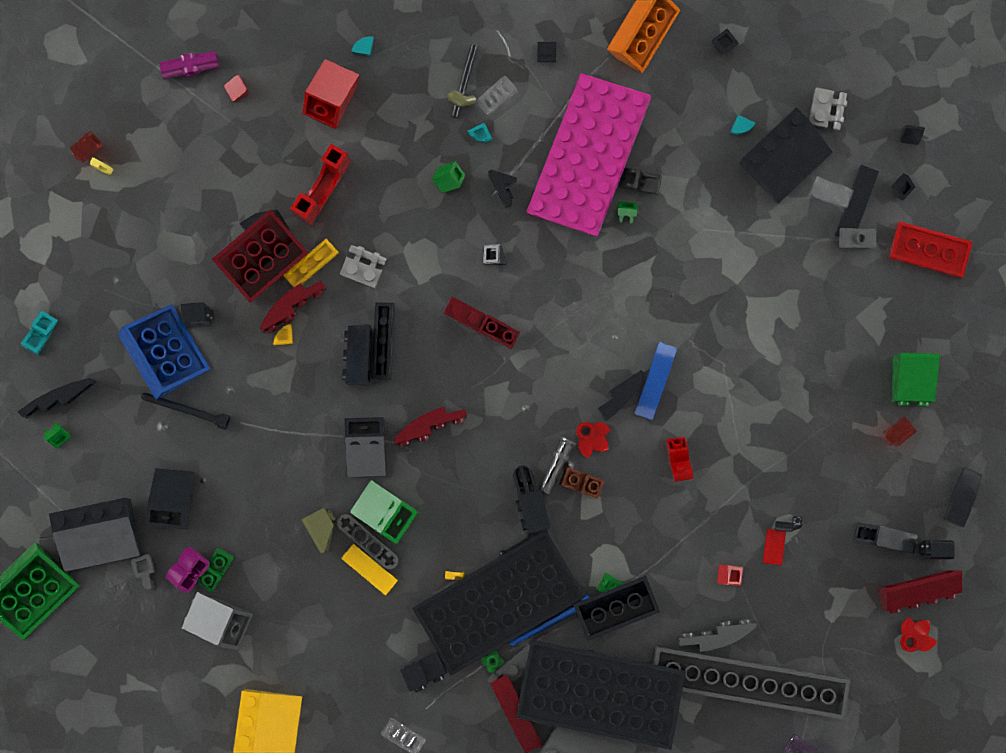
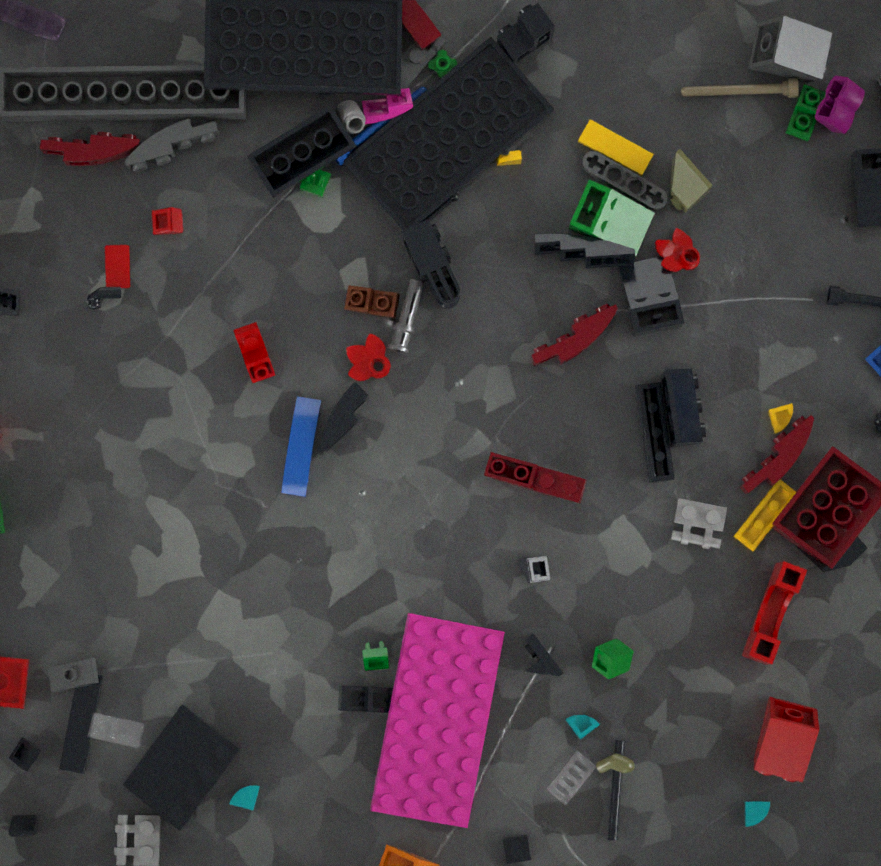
camera: 170 degrees right, 0 degrees up
(225, 592) = (787, 88): none -> dark tan piece
(340, 478) = (676, 250): none -> red plate
(403, 489) = (594, 251): none -> black slope
(543, 632) = (388, 107): none -> dark pink slope
(572, 630) = (351, 116): none -> light grey brick
(774, 640) = (101, 150): none -> dark red slope

